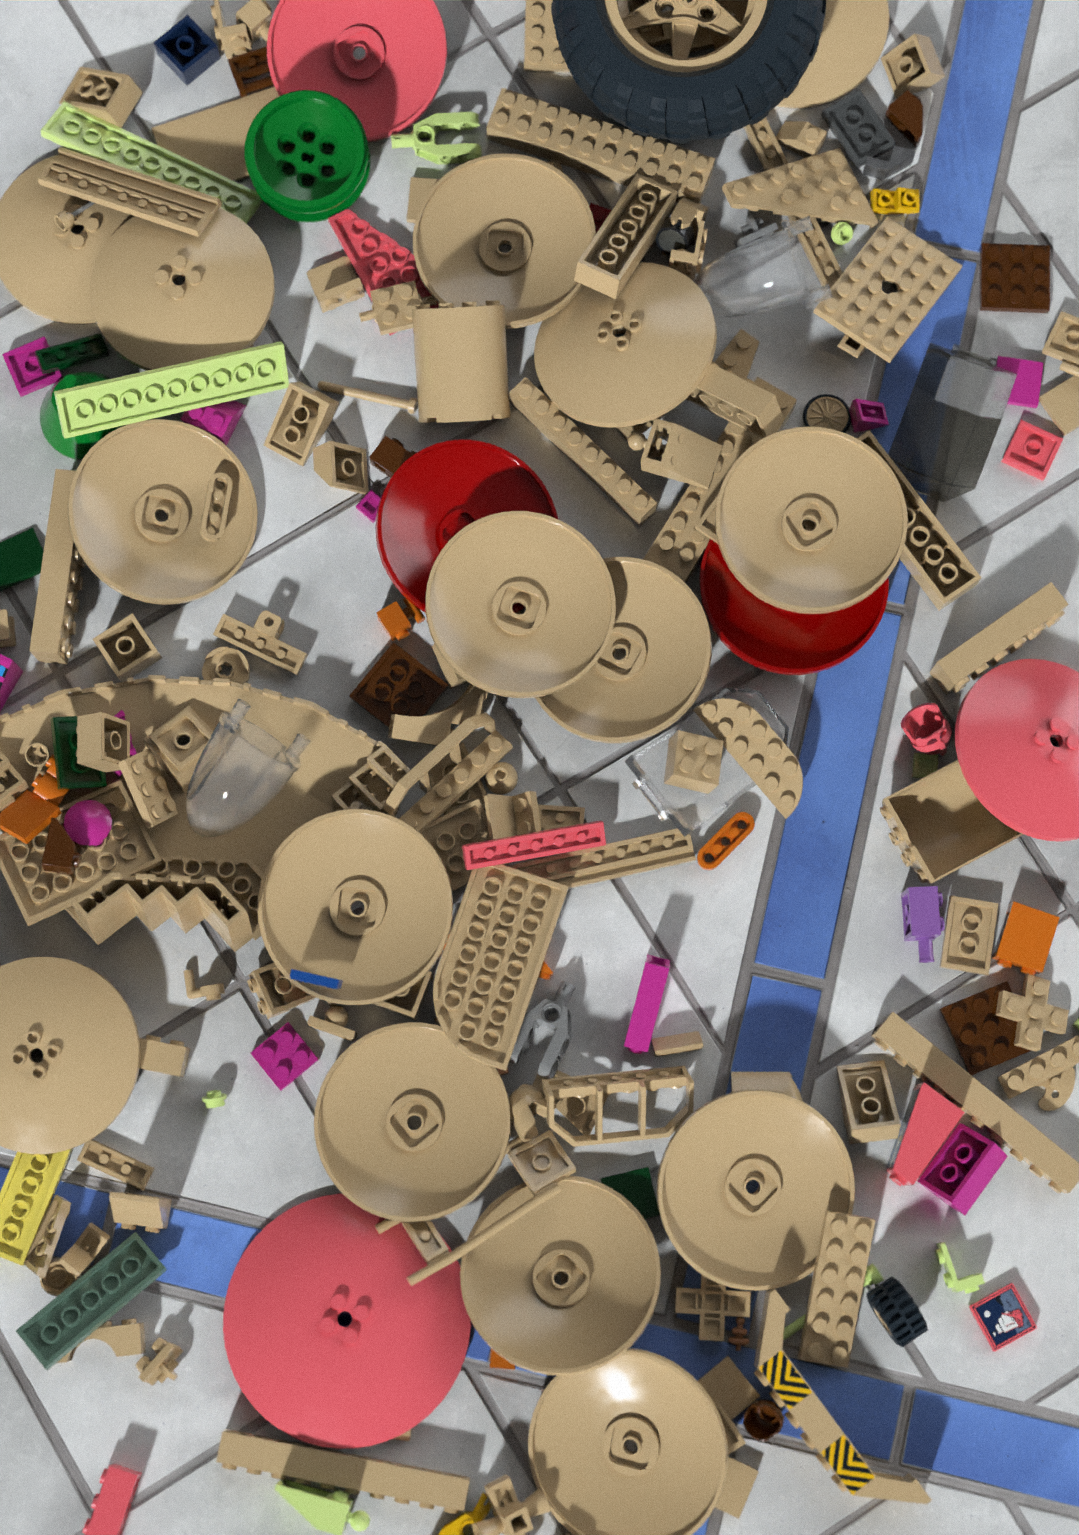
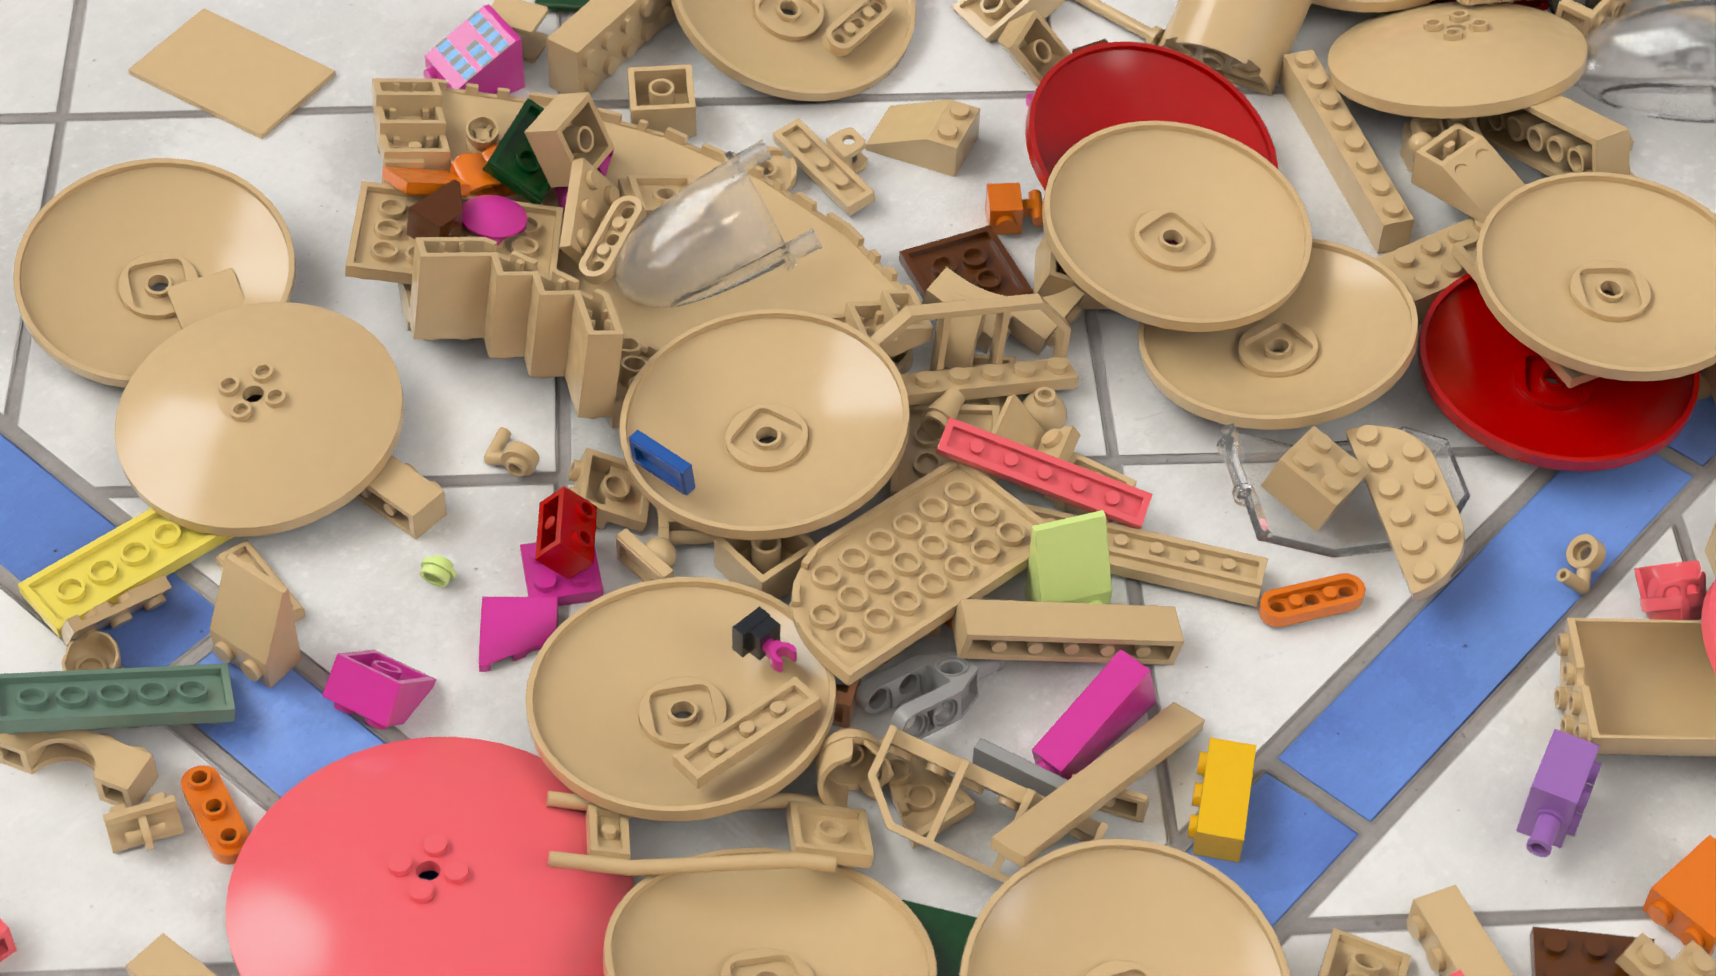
camera: 25 degrees right, 30 degrees down
(84, 1250) = (159, 648): tan bracket -> none
(171, 813) = (601, 256): none -> tan plate
(204, 1335) = (214, 825): none -> orange plate
(232, 1199) = (376, 687): none -> dark pink slope
(279, 1040) = (566, 533): none -> red brick
(283, 1114) = (514, 627): none -> dark pink slope
(309, 579) = (928, 134): none -> tan slope
(423, 747) = (963, 338): none -> tan slope
(438, 1064) = (761, 637): none -> black piece
(450, 827) = (937, 414): none -> tan cone
(469, 1138) = (746, 732): none -> tan plate
(586, 913) = (1070, 561): none -> yellowish green slope
(603, 952) = (1065, 631): none -> tan brick
(628, 1060) = (1015, 768): none -> light grey tile
(674, 1054) = (1096, 785): none -> tan tile
(740, 1015) = (1222, 799): none -> yellow brick
(866, 727) = (1577, 557): none -> tan plate
(968, 935) = (1619, 858): tan plate -> none

